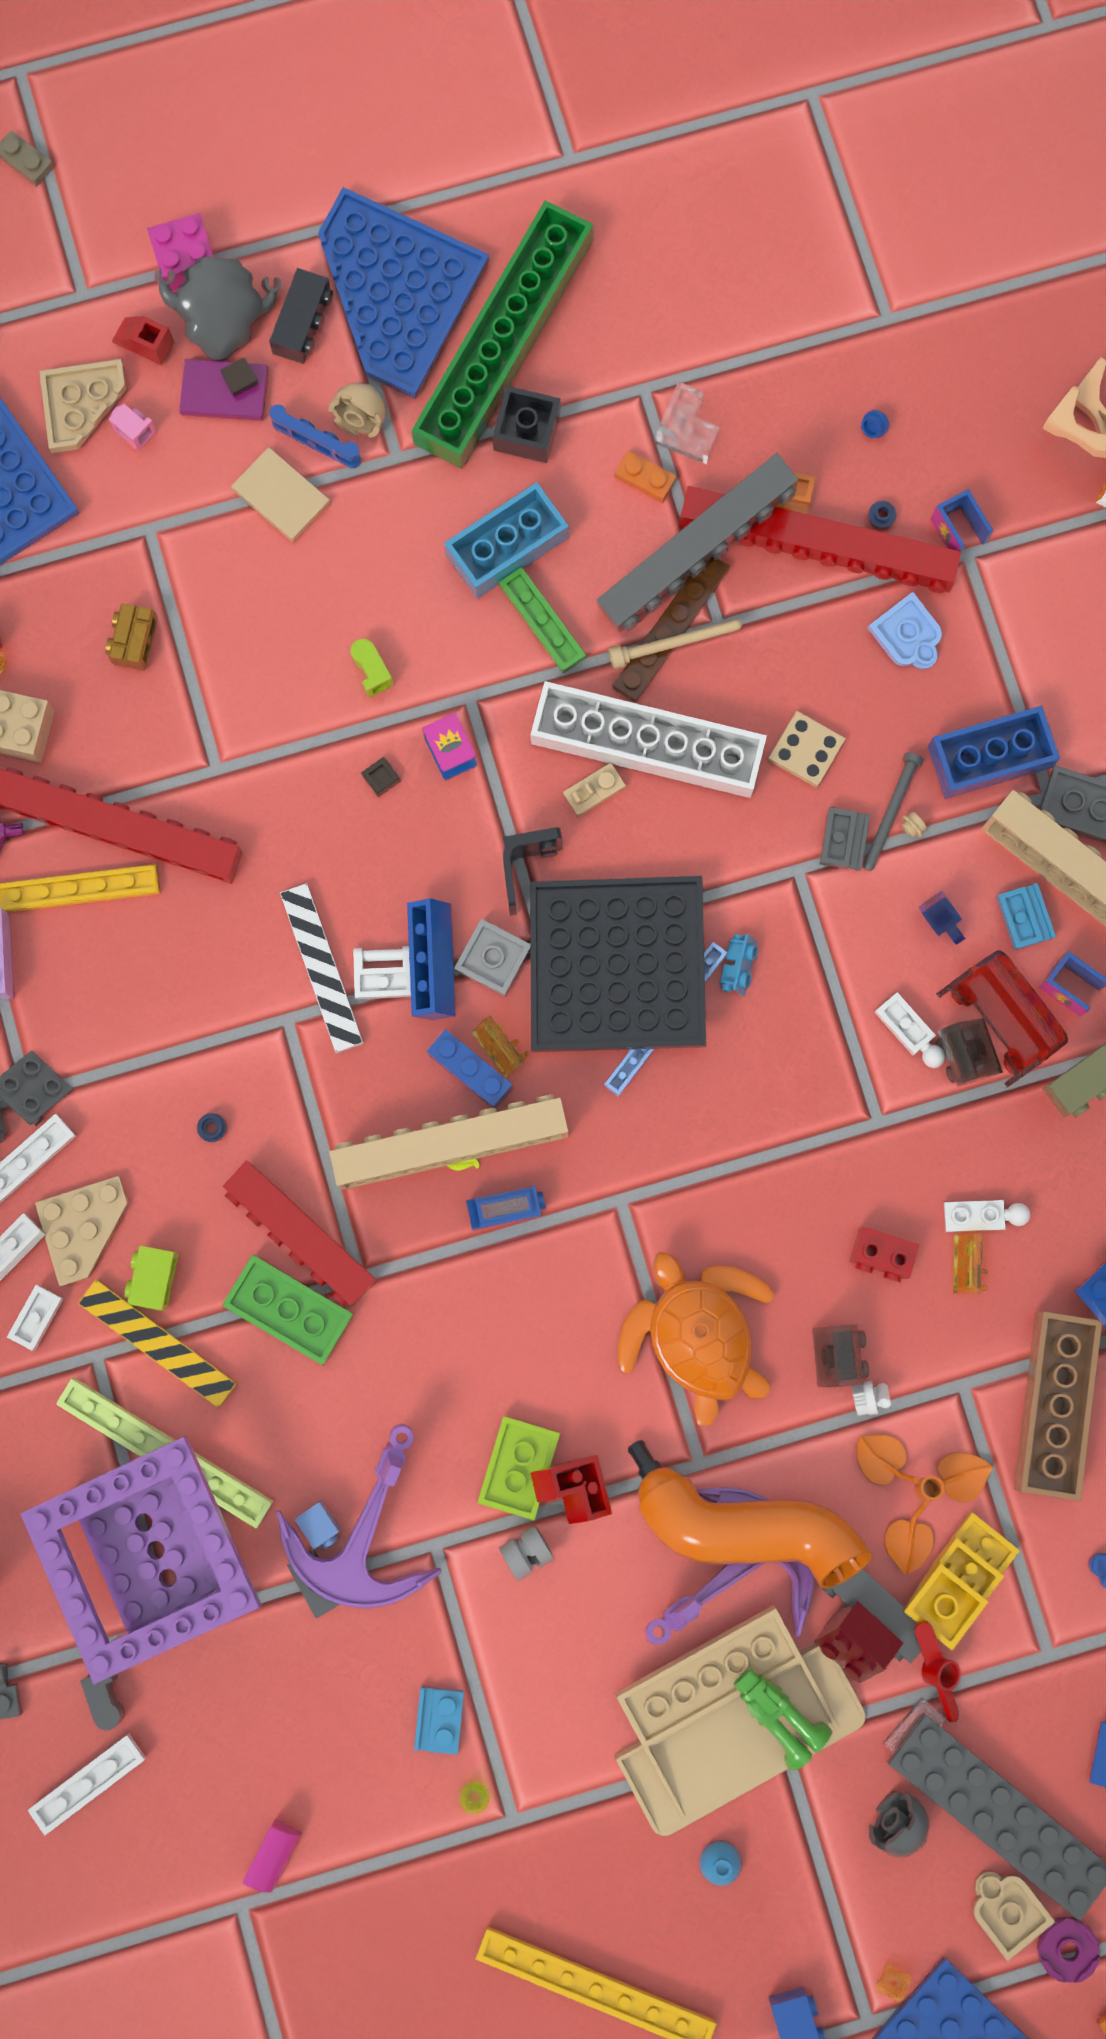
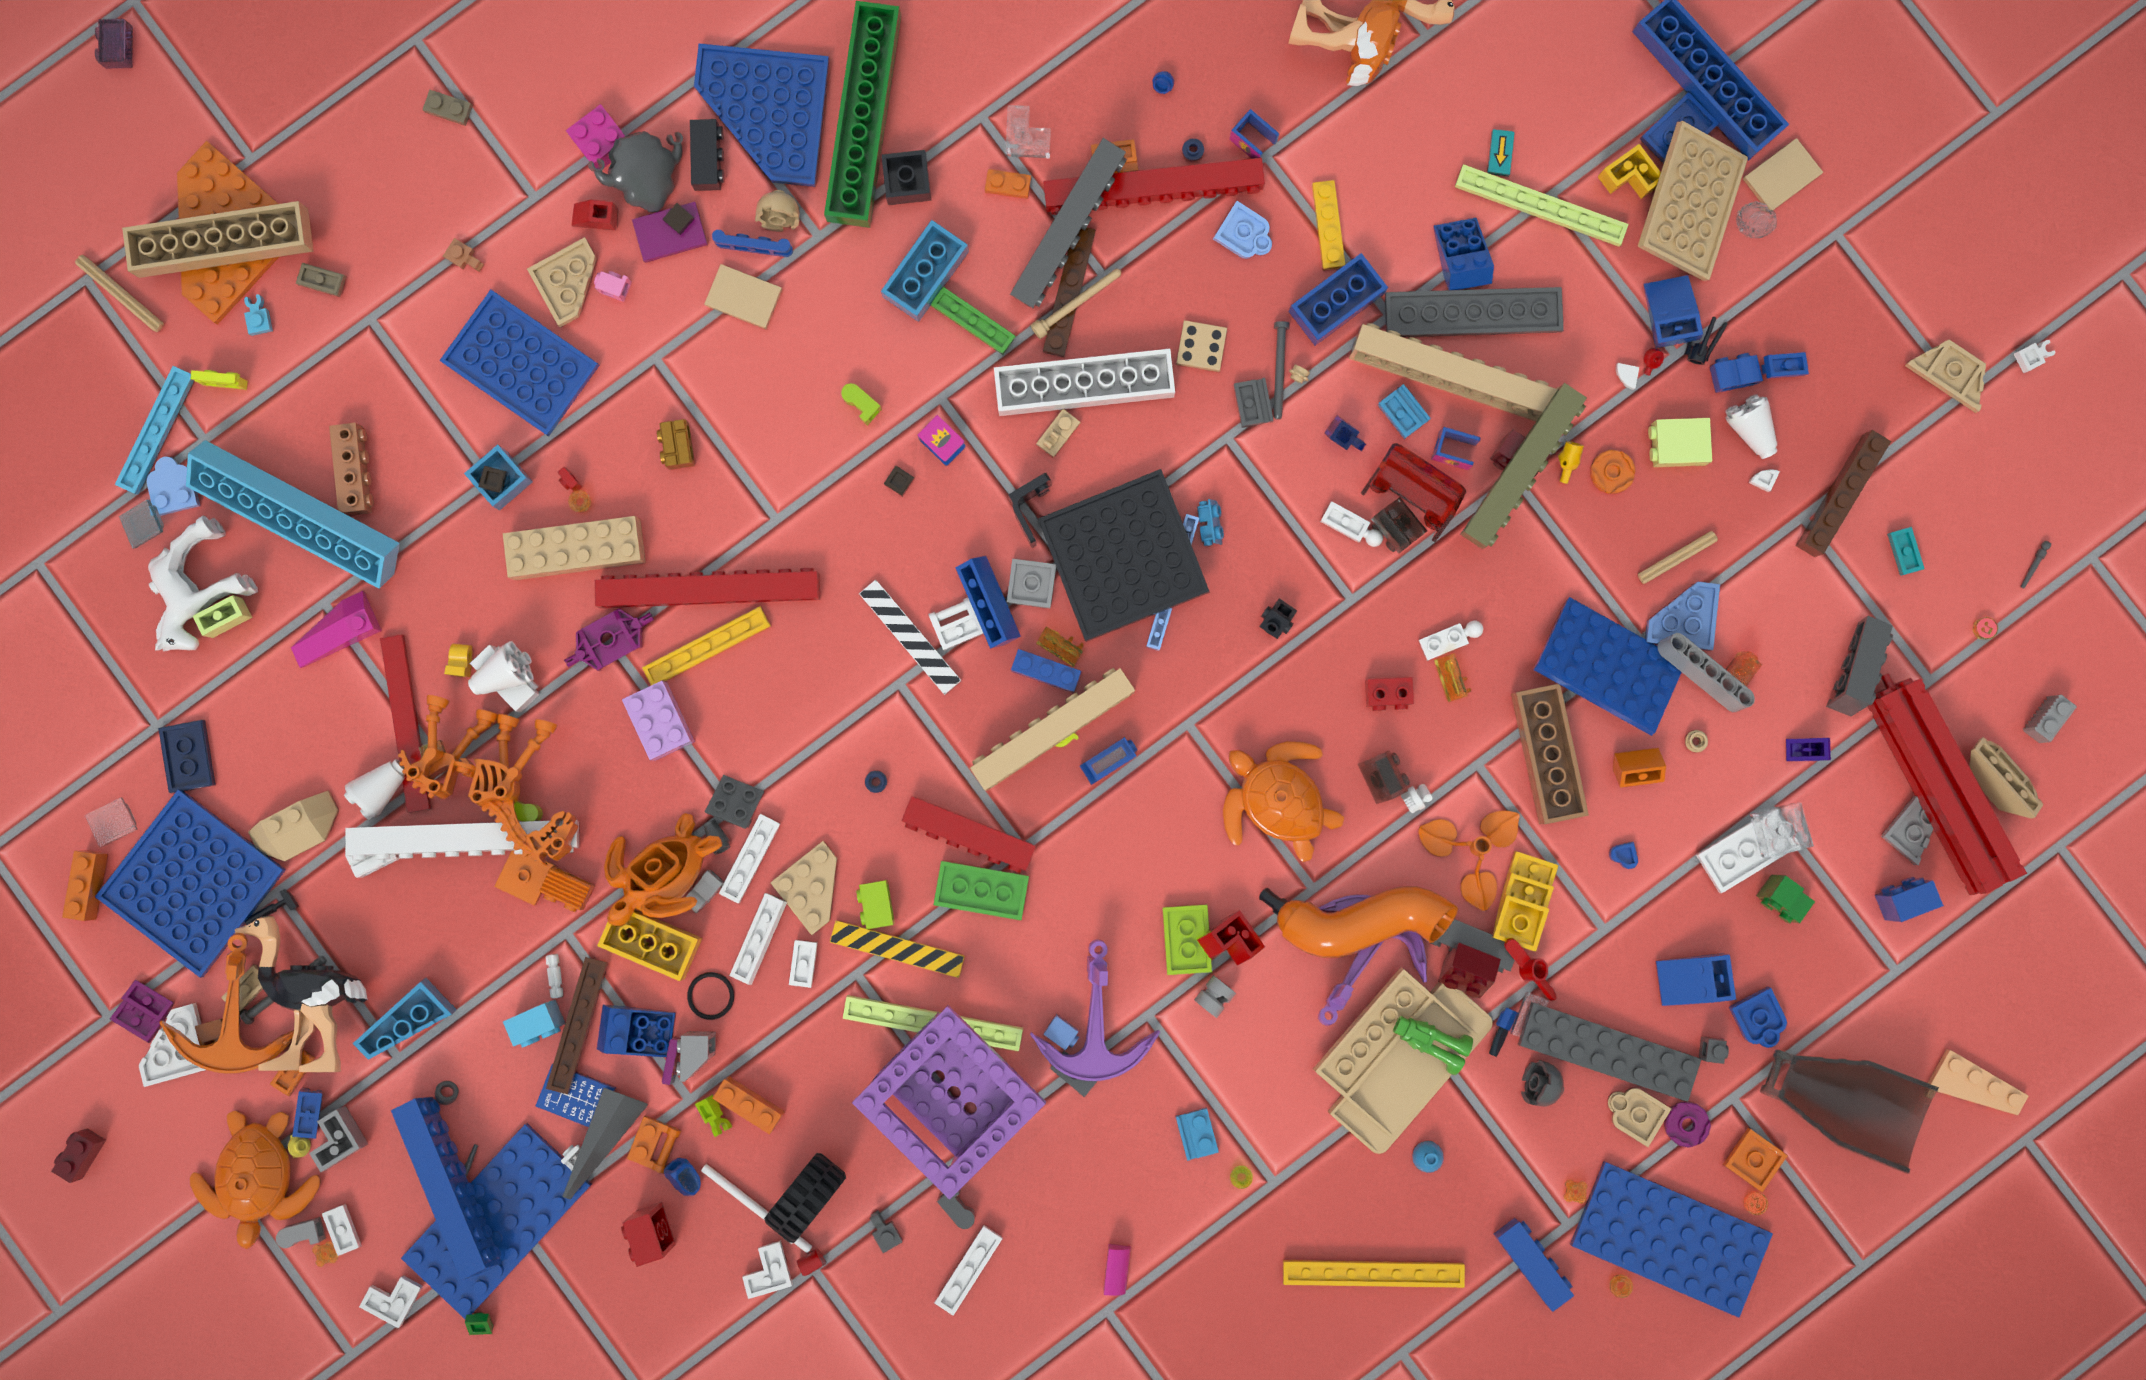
camera: 20 degrees left, 5 degrees up
(778, 1111) = (1278, 618): none -> black brick
(881, 1727) = (1505, 1022): none -> piece
(1013, 661) = (1328, 225): none -> yellow plate

